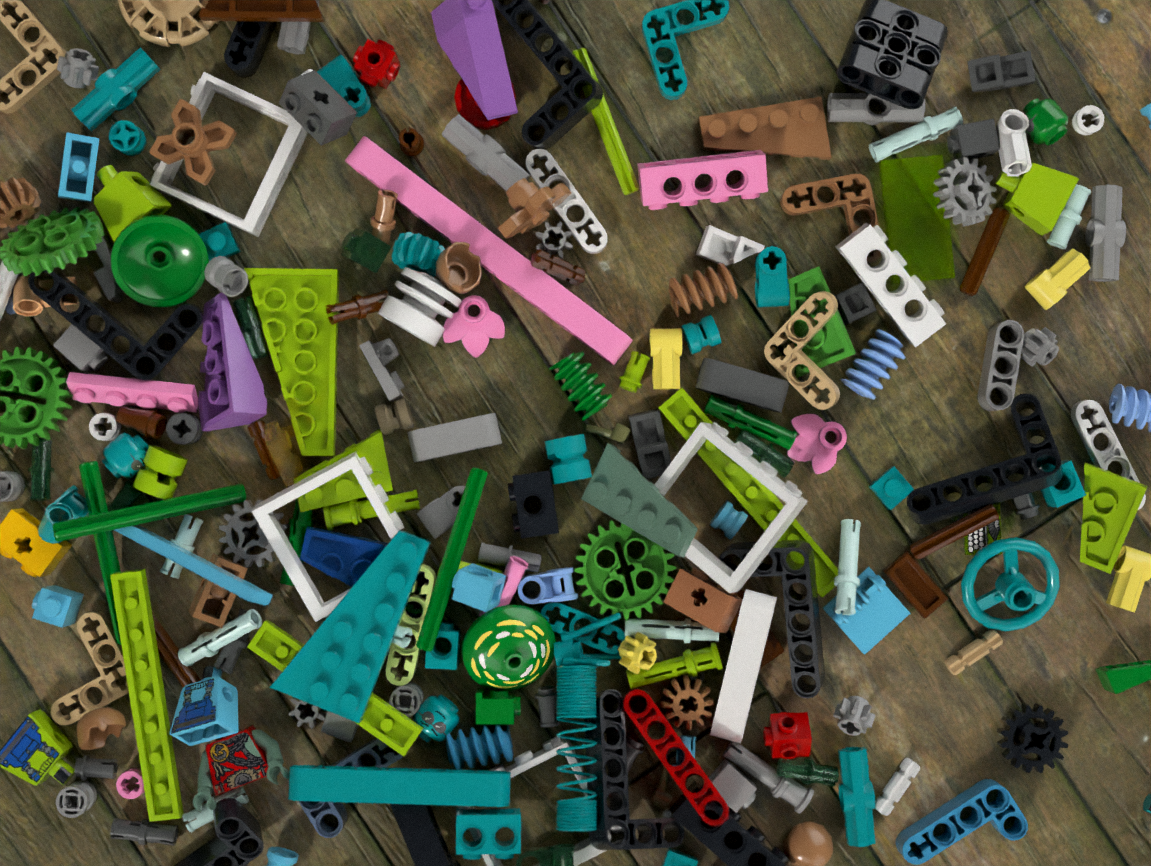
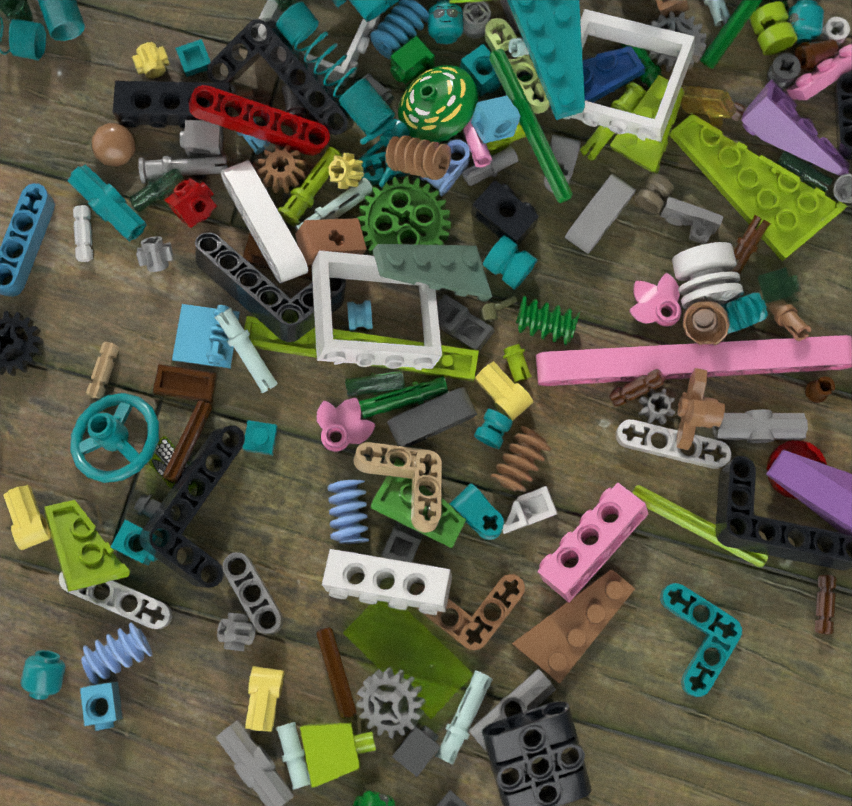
camera: 135 degrees right, 10 degrees down
(572, 609) = (418, 157): none -> medium nougat piece
(1013, 143) = (385, 771): white piece -> none

